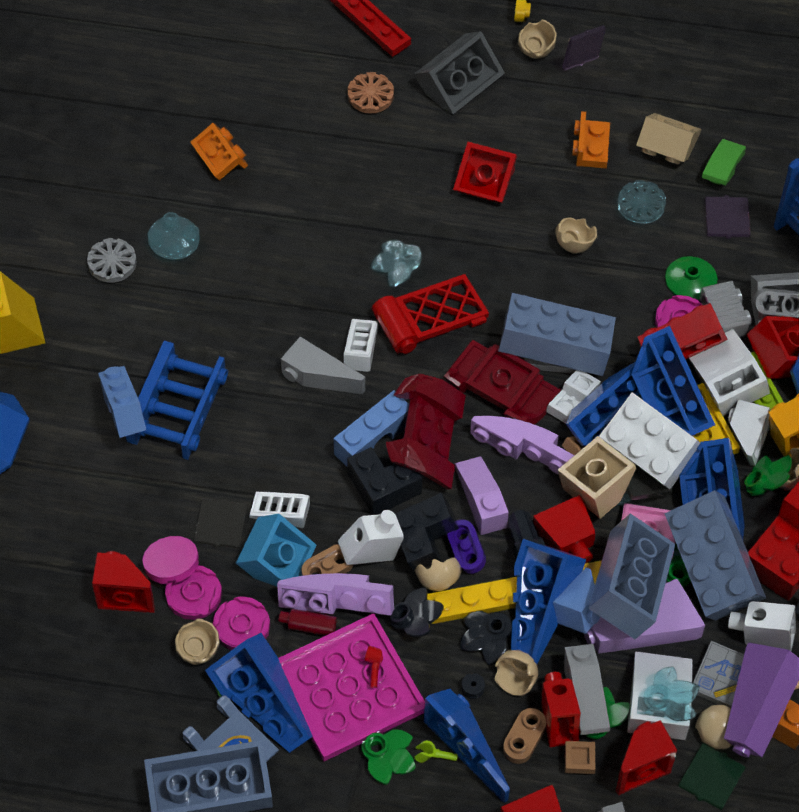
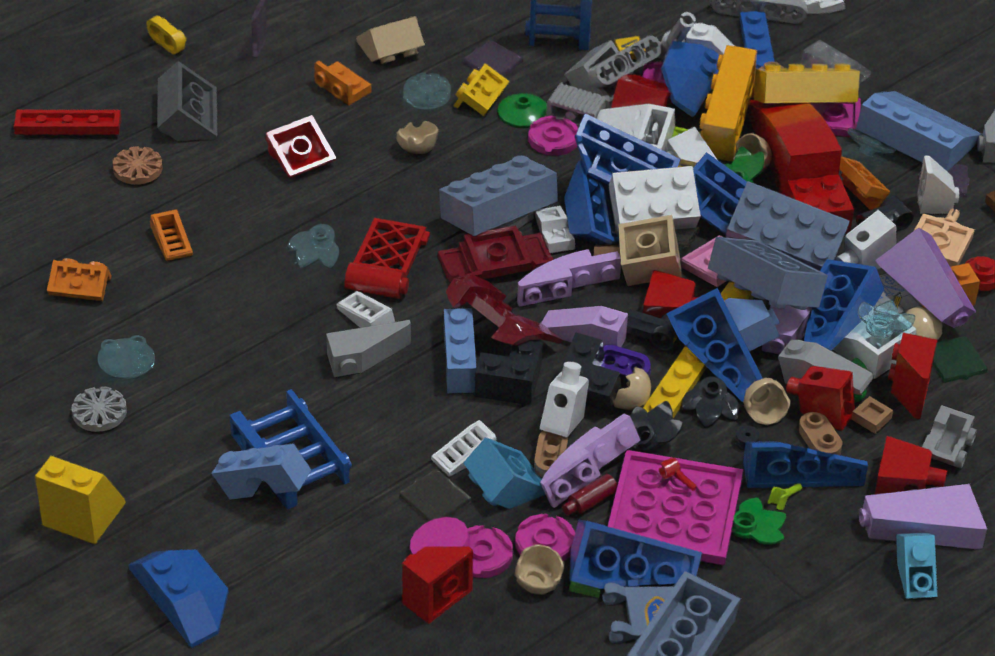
camera: 50 degrees left, 15 degrees down
(320, 150) = (165, 220): none -> orange slope
(537, 39) = (215, 47): tan hair -> none
(677, 236) = (483, 89): none -> yellow bracket
(679, 643) = (843, 293): none -> blue wedge
(694, 330) = (566, 152): red brick -> none
(723, 162) = (448, 29): bright green slope -> none

